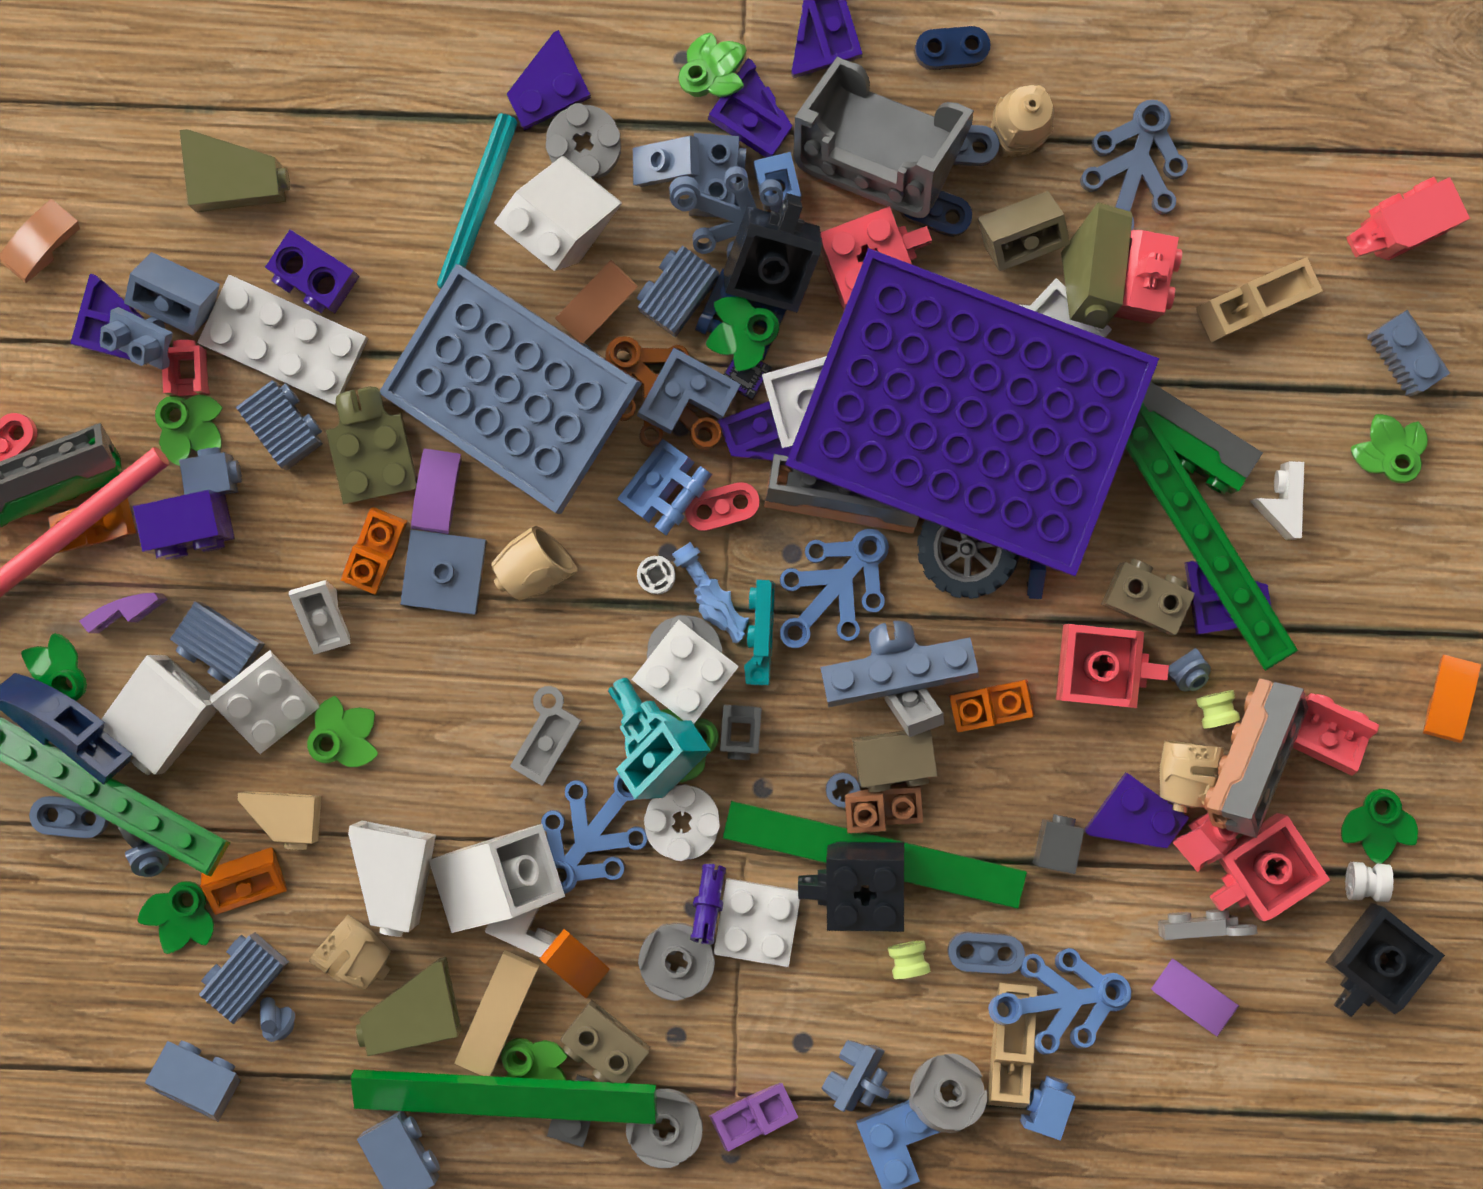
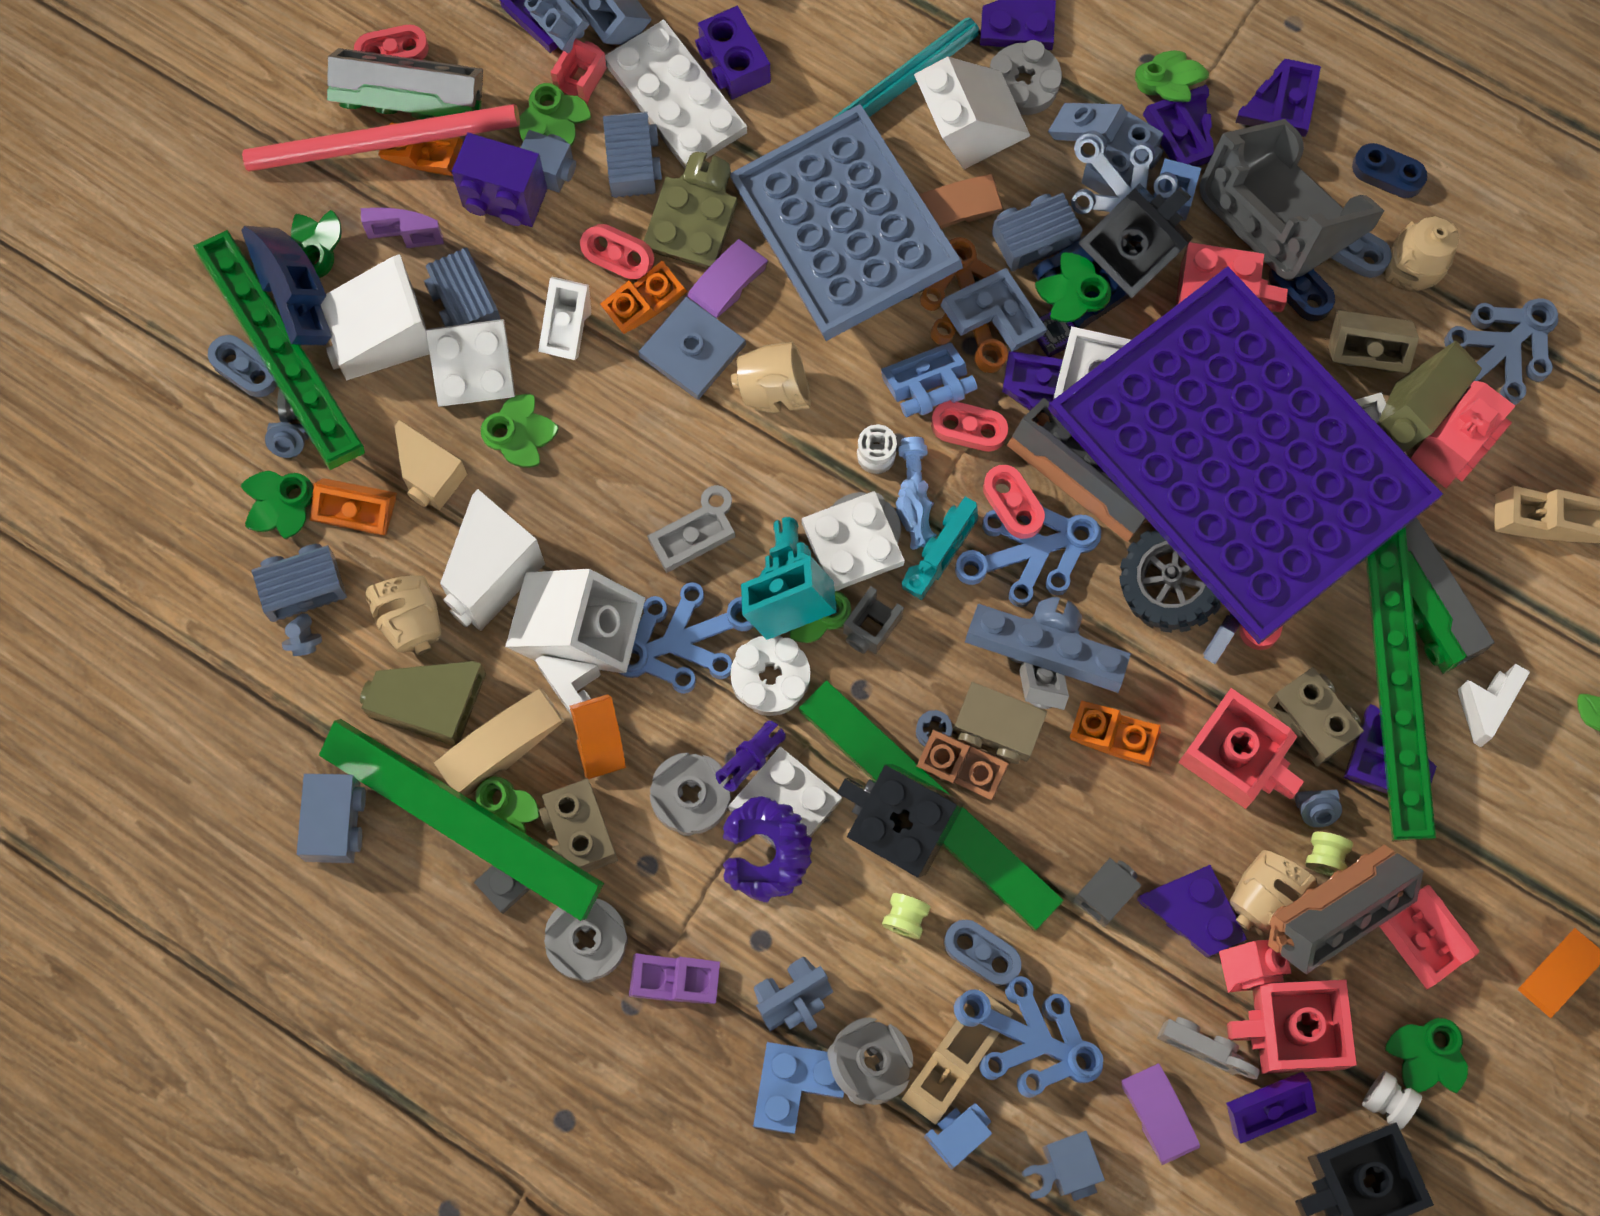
camera: 30 degrees right, 15 degrees down
(193, 1079) = (196, 643): sand blue brick -> none
(326, 523) = (619, 251): none -> coral plate
(777, 952) = (792, 846): none -> dark purple piece
(799, 557) = (1014, 503): none -> coral plate
(1148, 1081) = (1070, 1165): none -> sand blue brick
(1278, 943) = (1271, 1107): none -> dark purple plate

